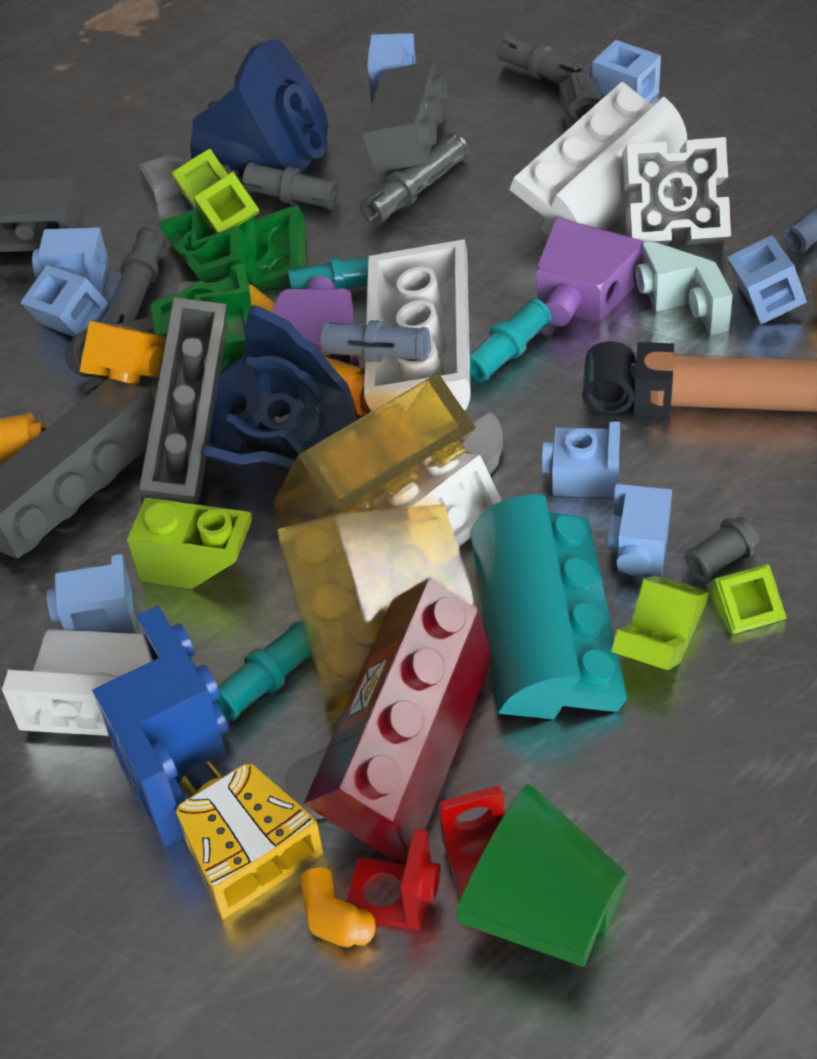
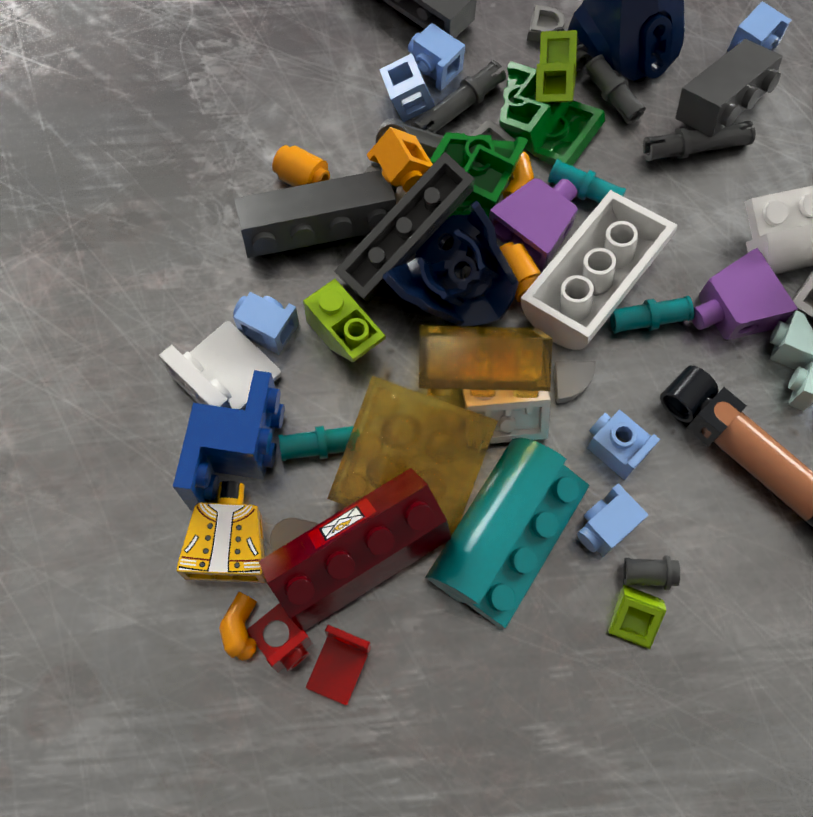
camera: 30 degrees right, 20 degrees up
(375, 341) = (554, 266): sand blue pin -> none
(542, 882) = (357, 710): green slope -> none
(661, 622) = (569, 594): lime slope -> none

